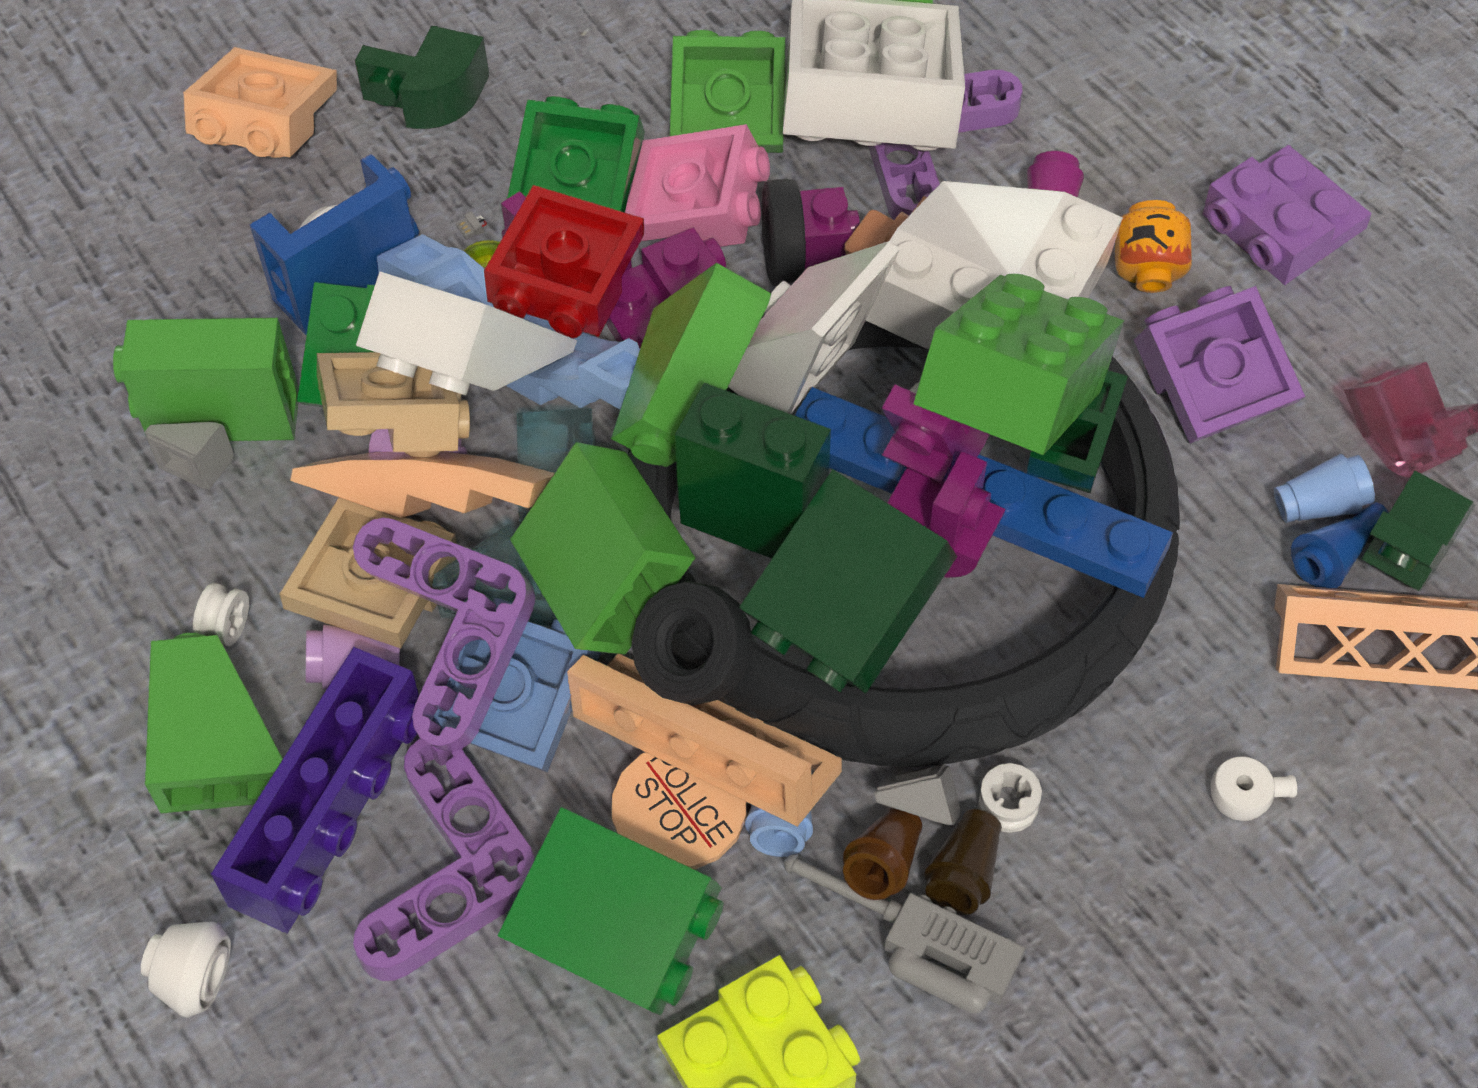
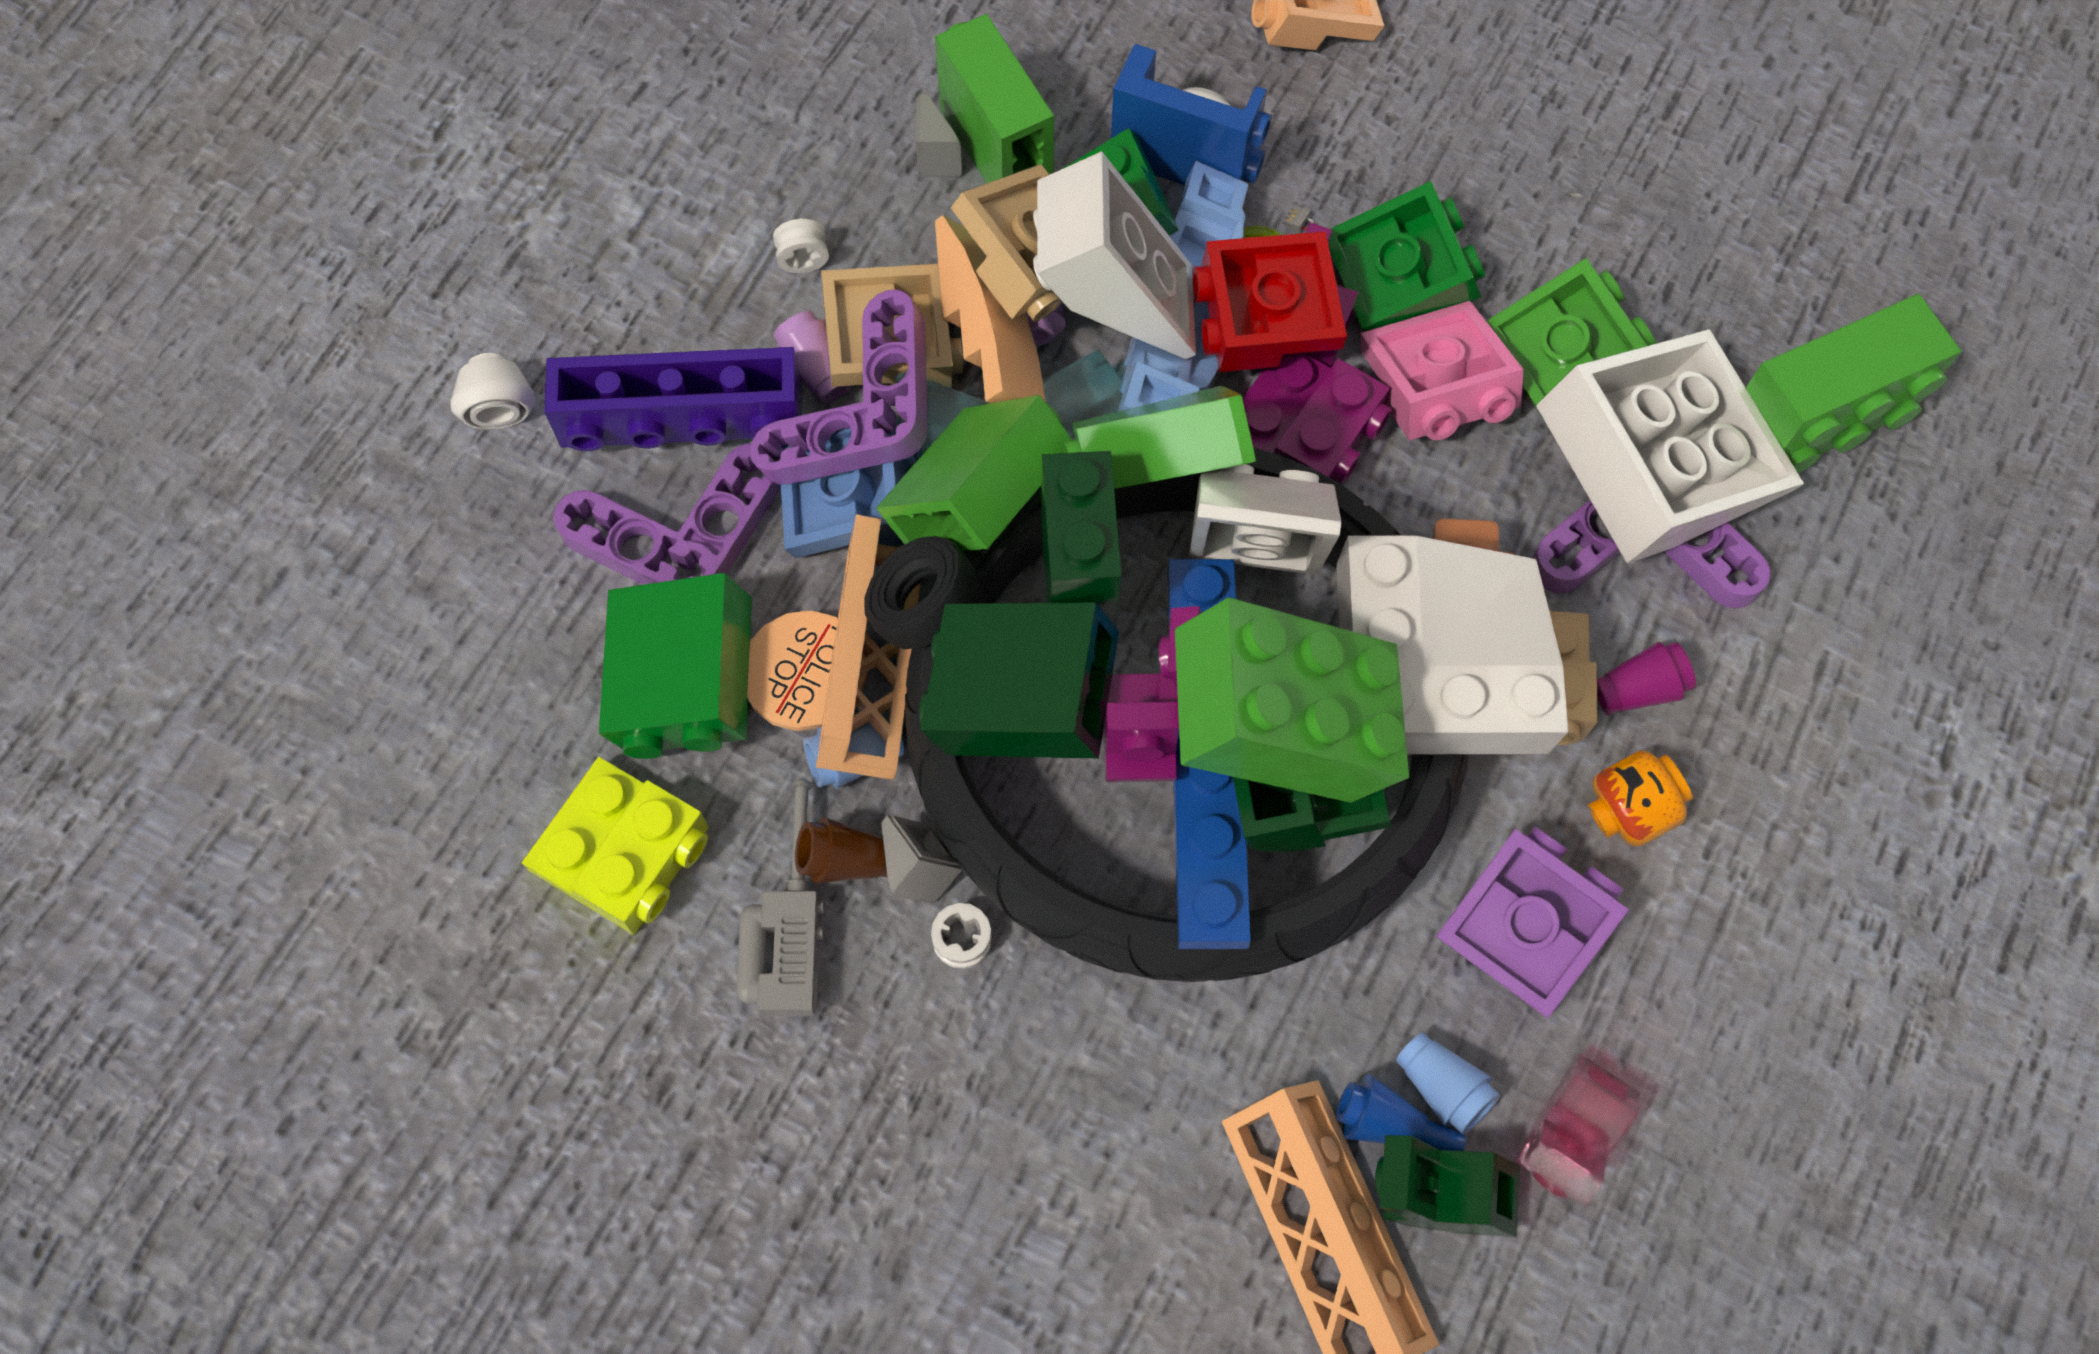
camera: 60 degrees right, 10 degrees up
(203, 729) = (697, 285): bright green slope -> none
(433, 85) = (1424, 108): dark green brick -> none
(783, 231) = (1429, 462): black tyre -> none
(827, 224) = (1460, 491): magenta brick -> none
(965, 864) = (874, 926): dark brown cone -> none
(1257, 781) = (1083, 1156): white piece -> none
(1283, 212) = (1774, 908): medium lavender plate -> none

